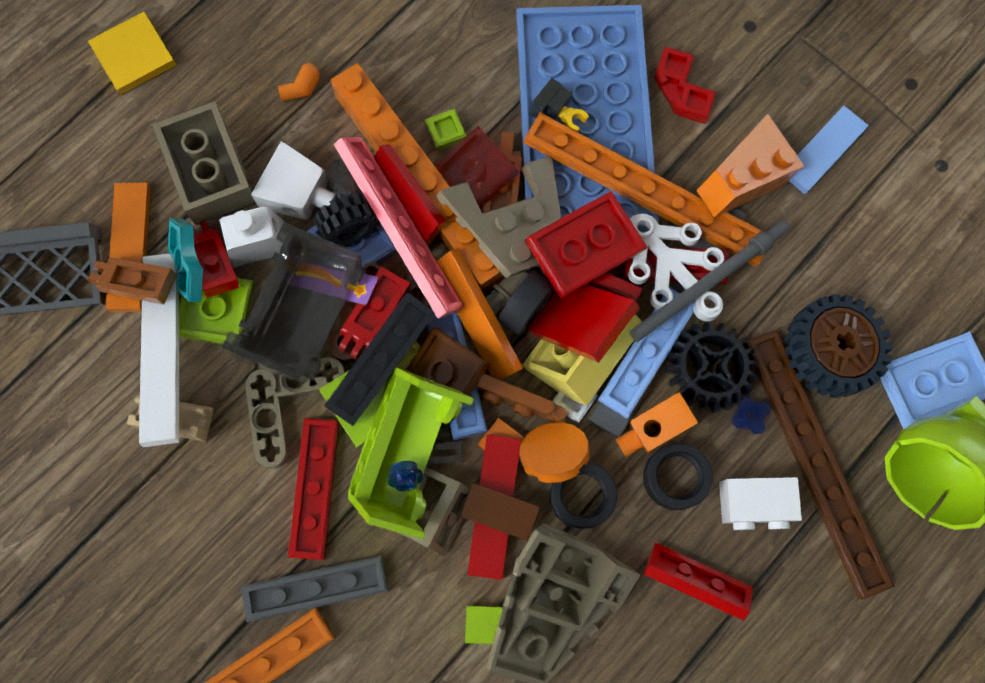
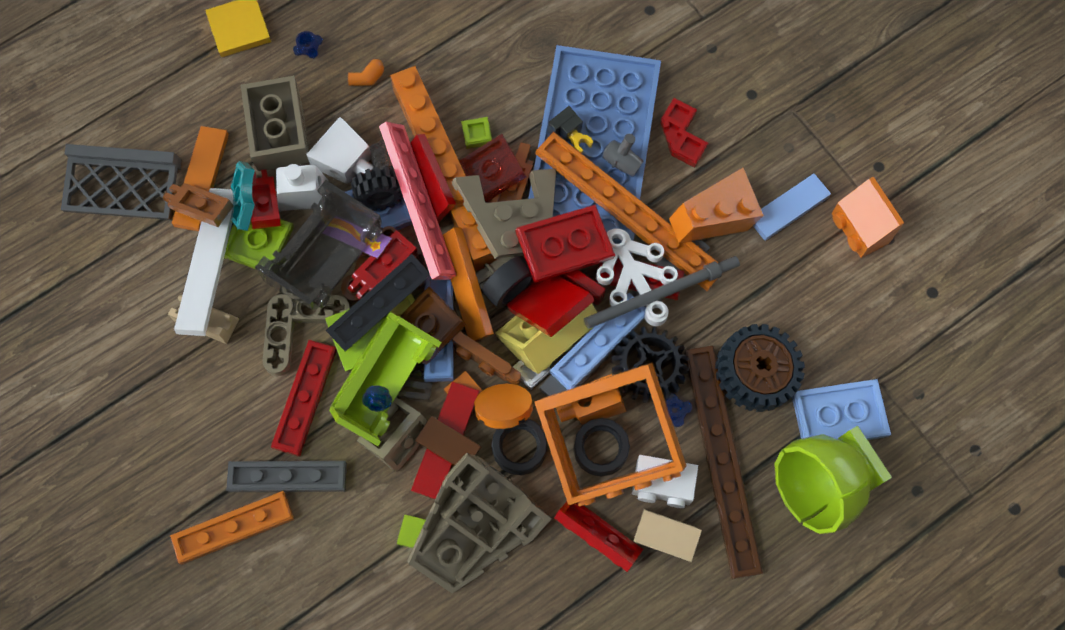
camera: 15 degrees right, 5 degrees down
(217, 53) = (307, 38): none -> clear blue plate
(625, 125) = (622, 156): none -> dark grey piece
(709, 524) = (613, 487): none -> orange window
(778, 565) = (667, 535): none -> tan hinge
(921, 145) = (867, 218): none -> slope

